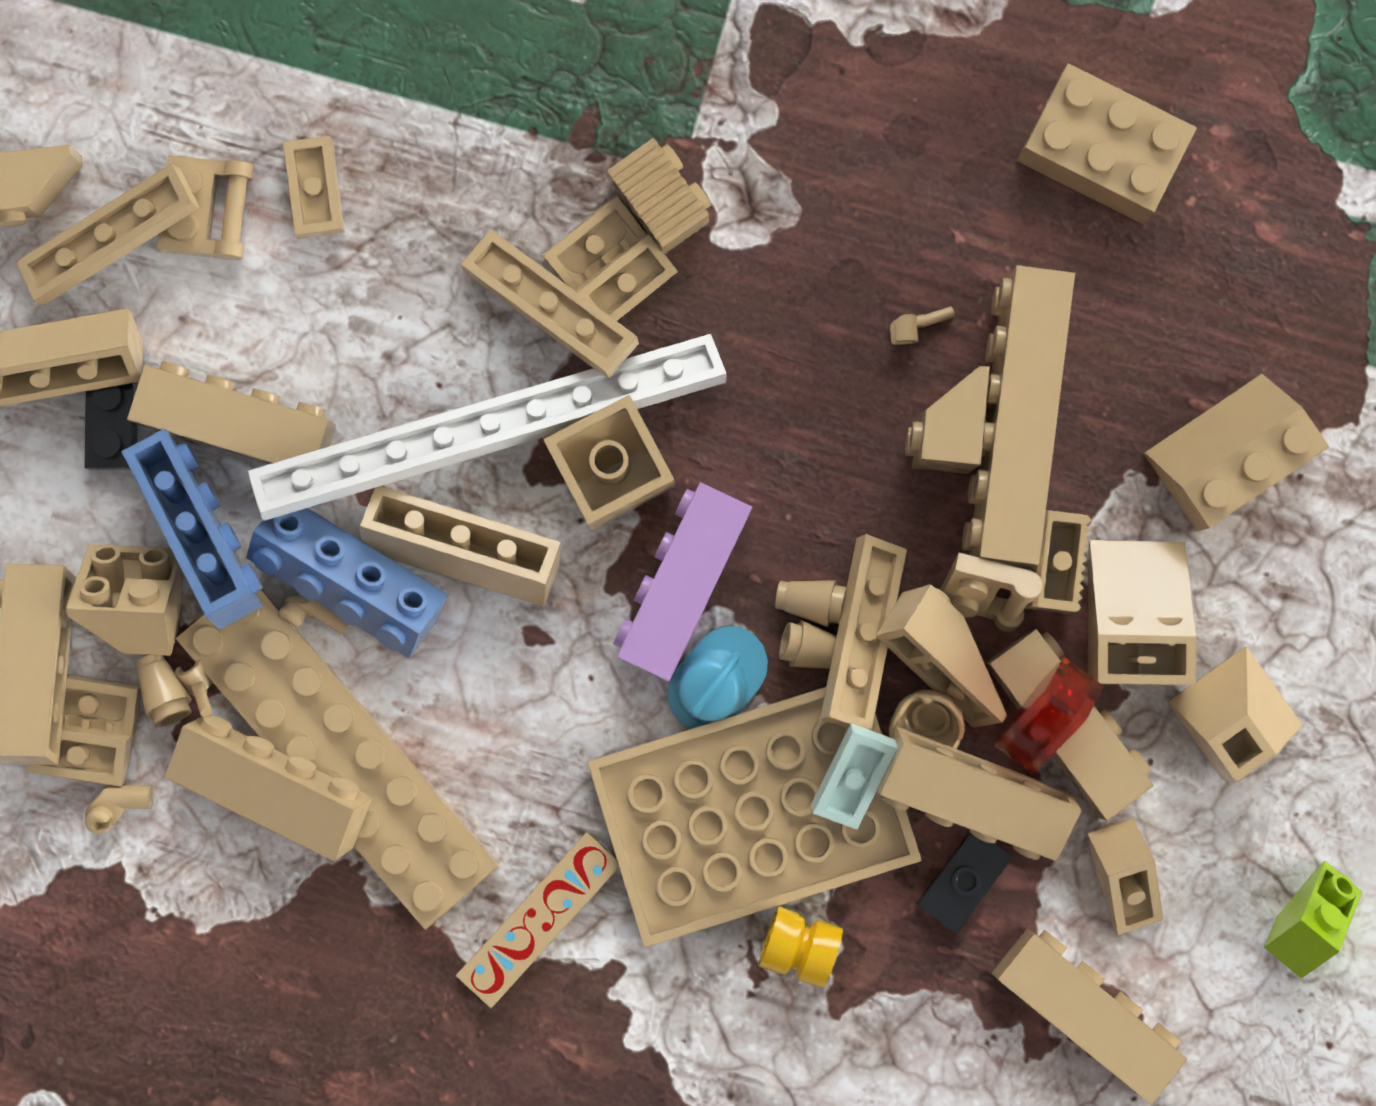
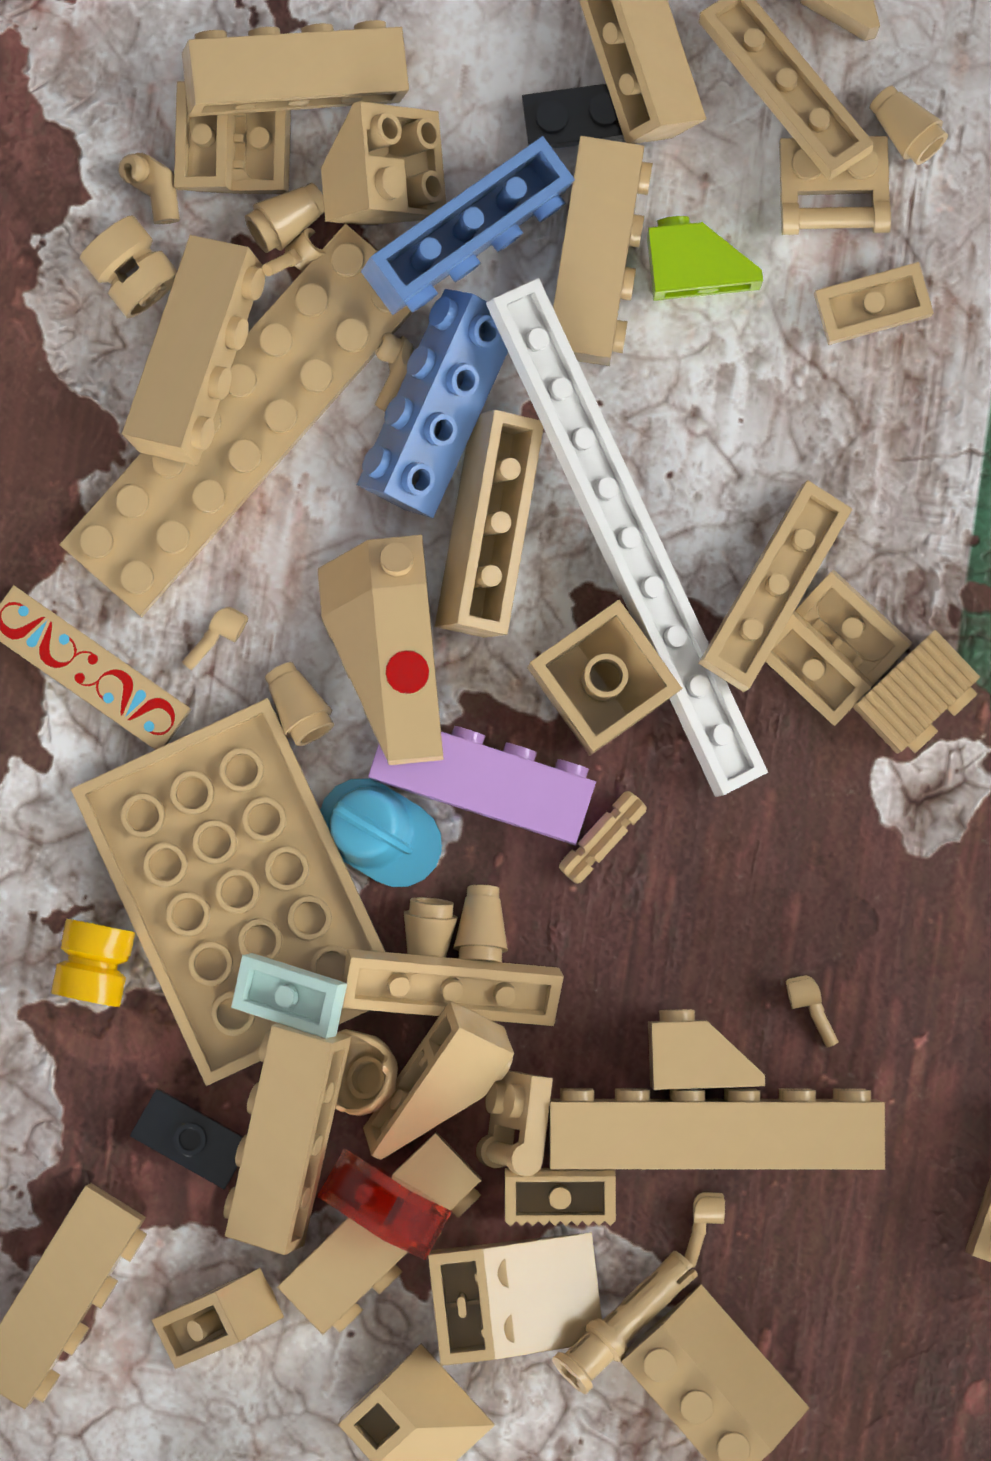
camera: 85 degrees right, 0 degrees up
(161, 135) = (910, 126): none -> tan cone
(172, 845) = (118, 252): none -> tan wheel
(254, 335) = (696, 262): none -> lime slope
(515, 791) = (227, 623): none -> tan hand
(541, 652) = (381, 626): none -> tan wedge
(596, 736) = (298, 705): none -> tan cone
(747, 485) = (602, 837): none -> tan axle
(1081, 438) = (707, 1208): none -> tan hand
(1185, 537) = (608, 1337): none -> tan pin

